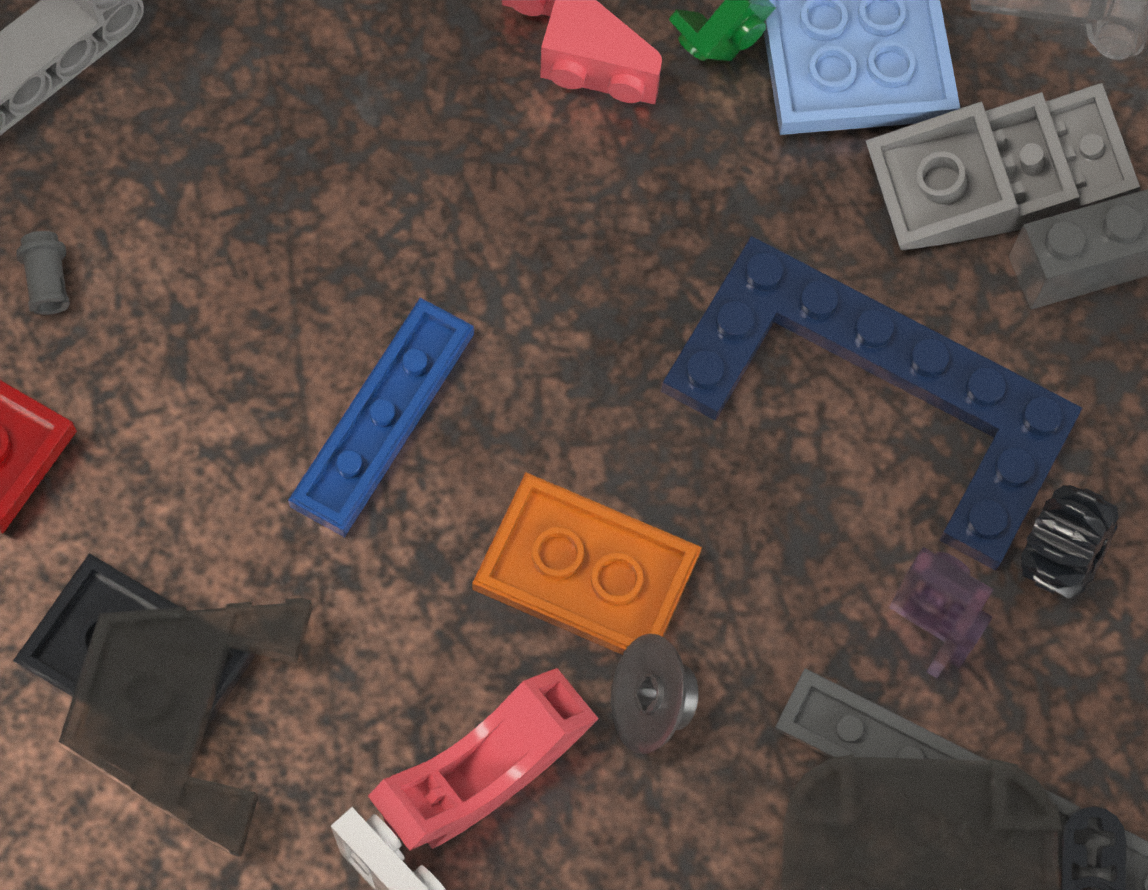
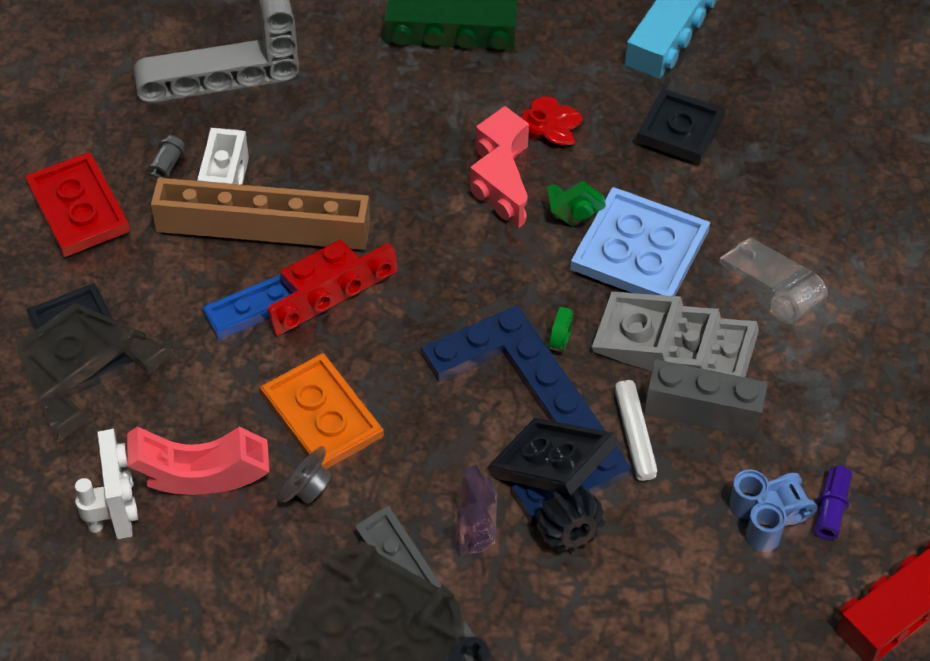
camera: 35 degrees right, 15 degrees down
(161, 248) = (225, 157): none -> white brick
(275, 294) = (260, 213): none -> medium nougat brick
(446, 349) = (326, 281): none -> red bracket
(844, 244) = (561, 329): none -> green tile
(985, 458) = (553, 455): none -> black tile
(1043, 343) = (635, 430): none -> white axle

